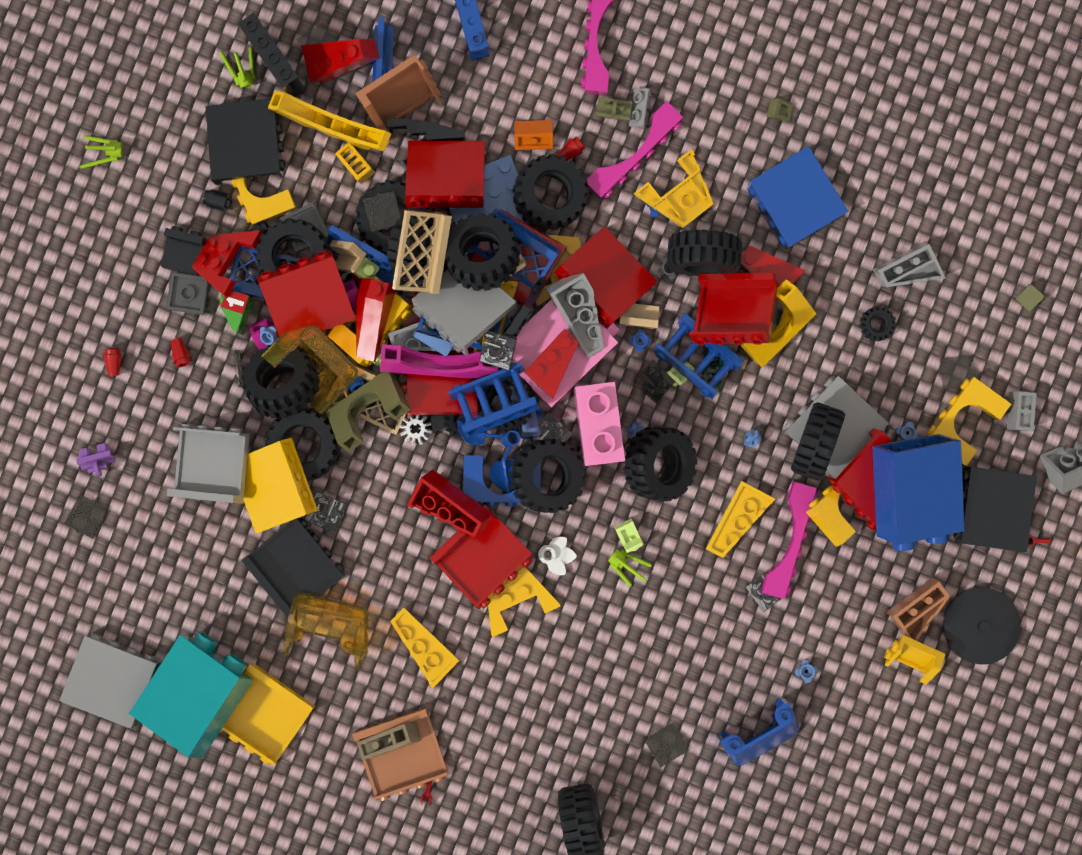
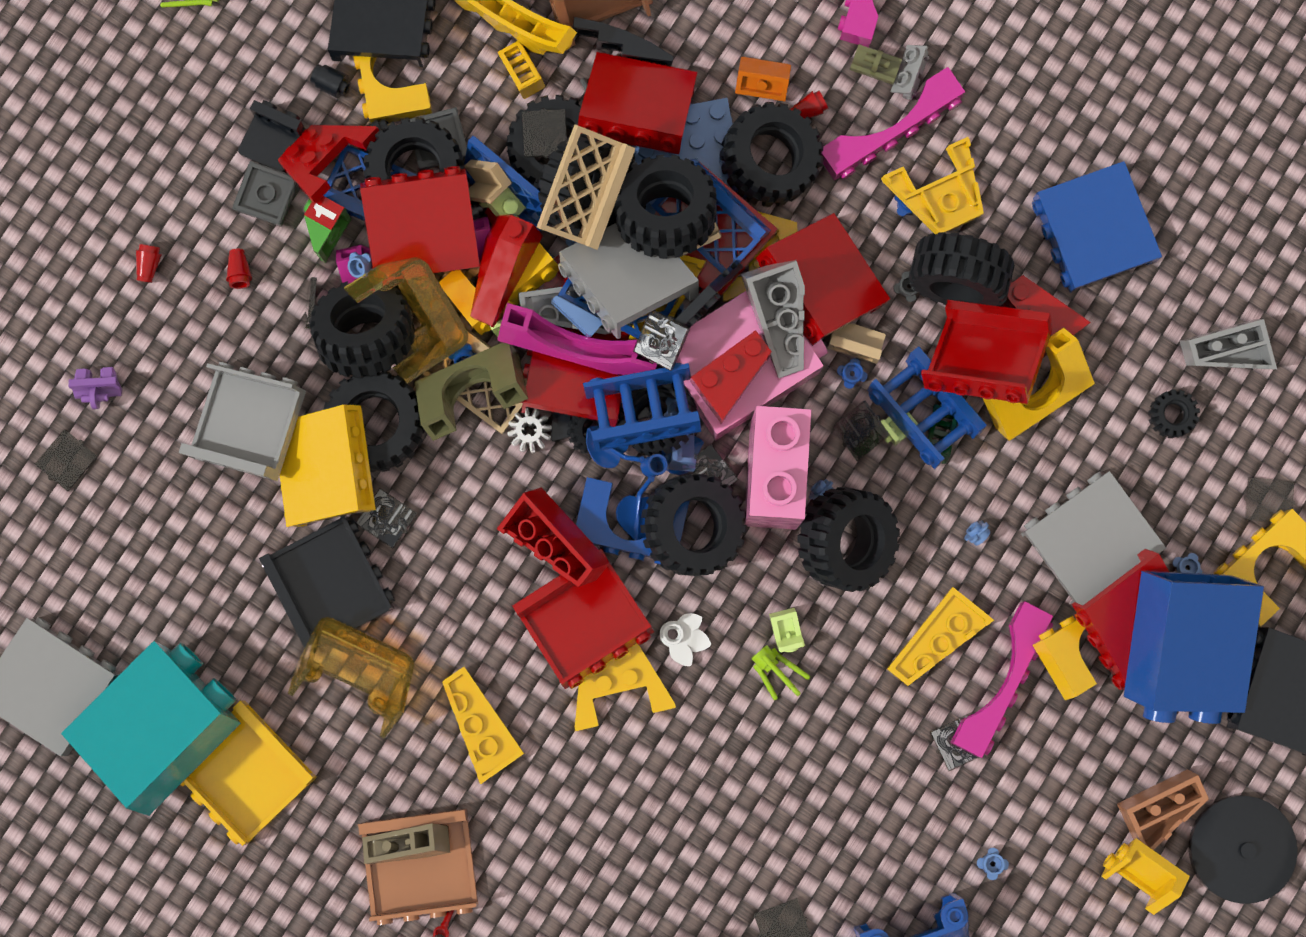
camera: 10 degrees right, 5 degrees down
(780, 110) = (1093, 110): olive slope -> none
(818, 441) = (1069, 549): black tyre -> none

